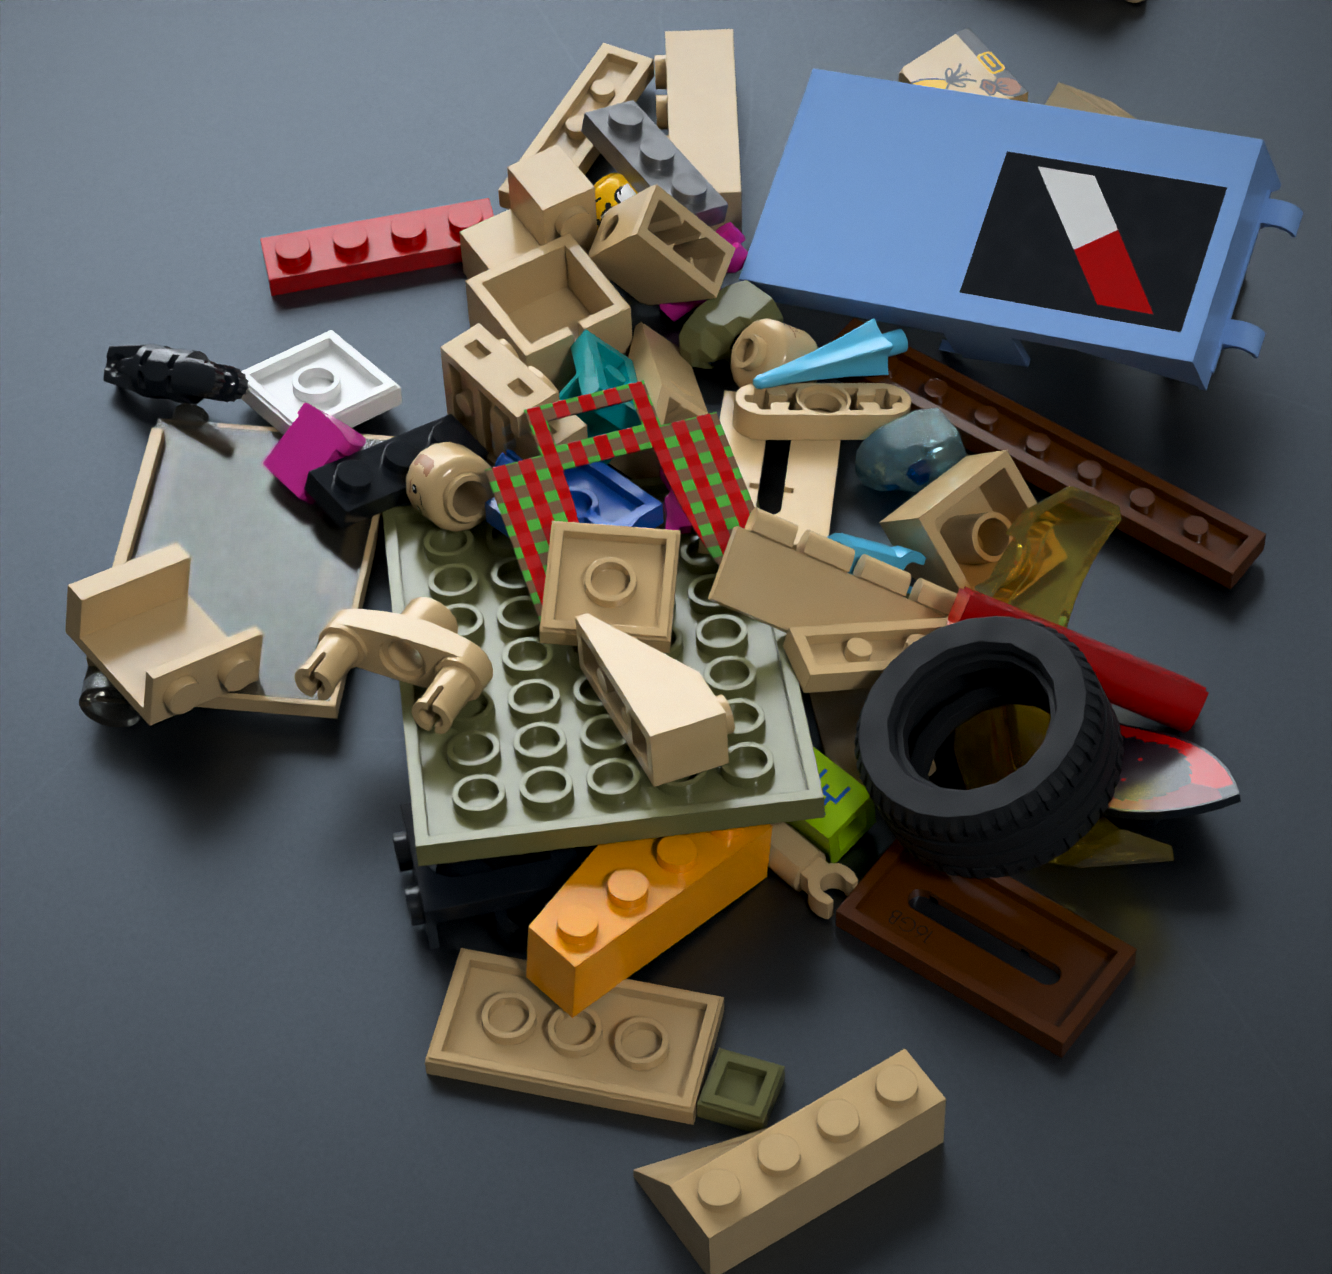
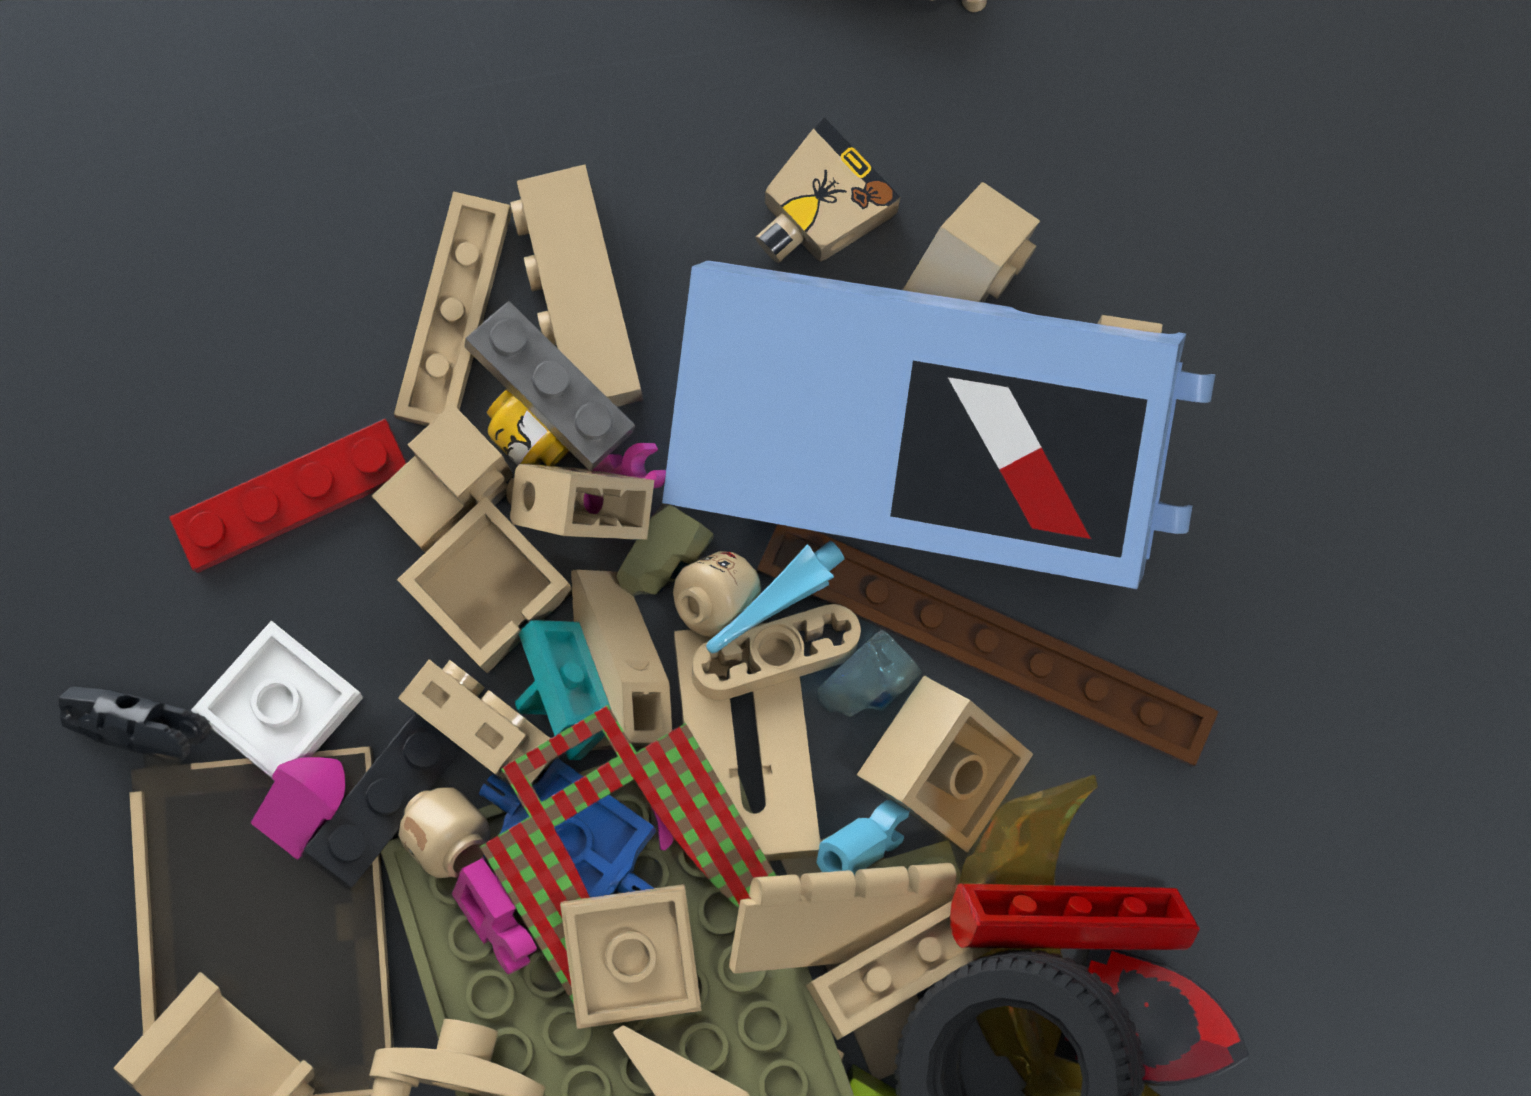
camera: 15 degrees left, 30 degrees up
(478, 542) = (490, 914): none -> dark pink plate

